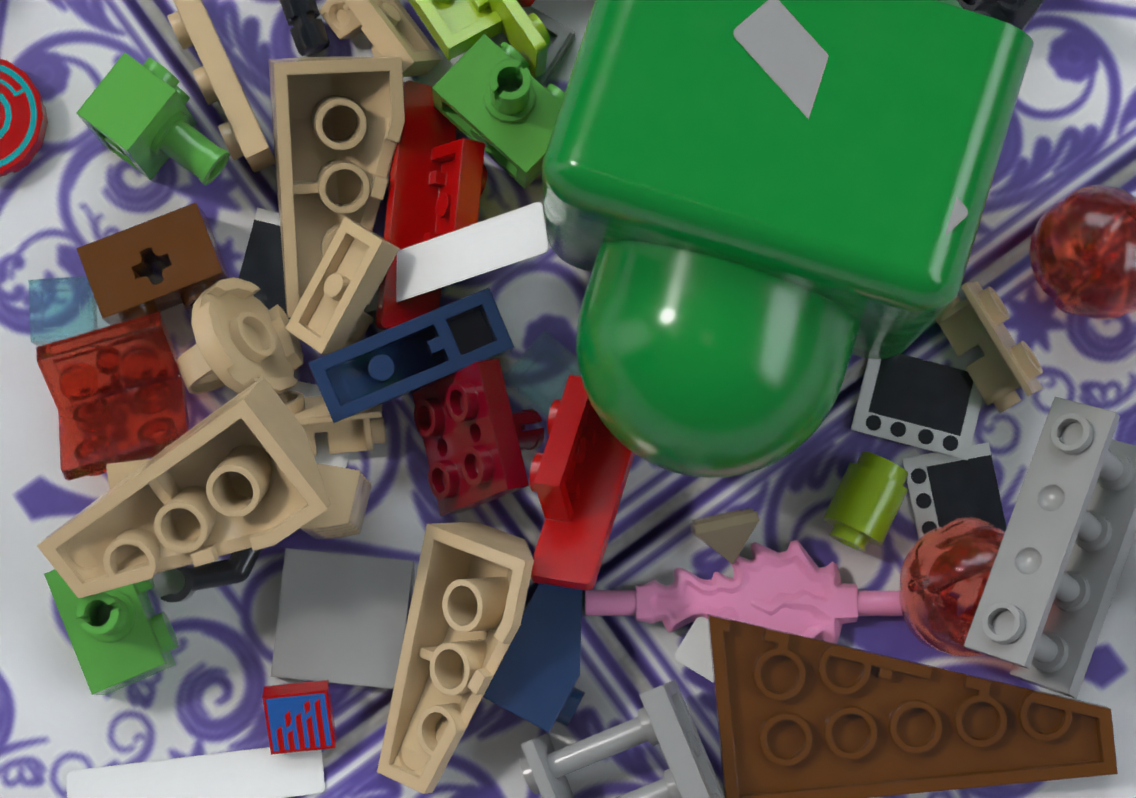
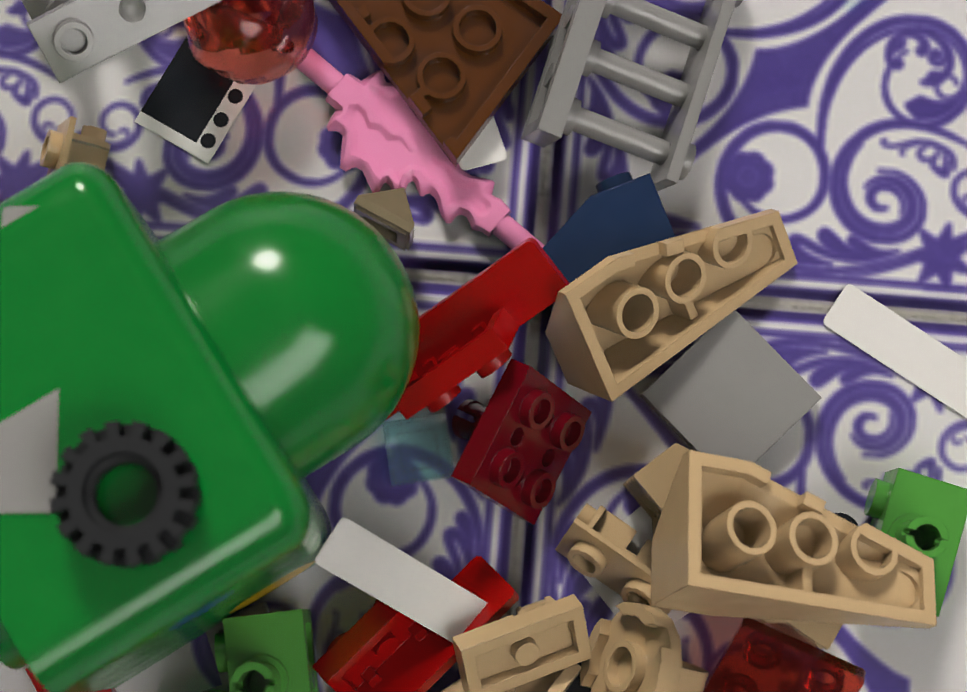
camera: 145 degrees left, 0 degrees up
(299, 717) = (824, 349): tile -> none
(411, 355) = (511, 543): dark blue slope -> none
(694, 37) = (79, 484): none -> black tyre
(866, 501) = (264, 148): lime brick -> none
(919, 404) = (160, 180): black sticker -> none

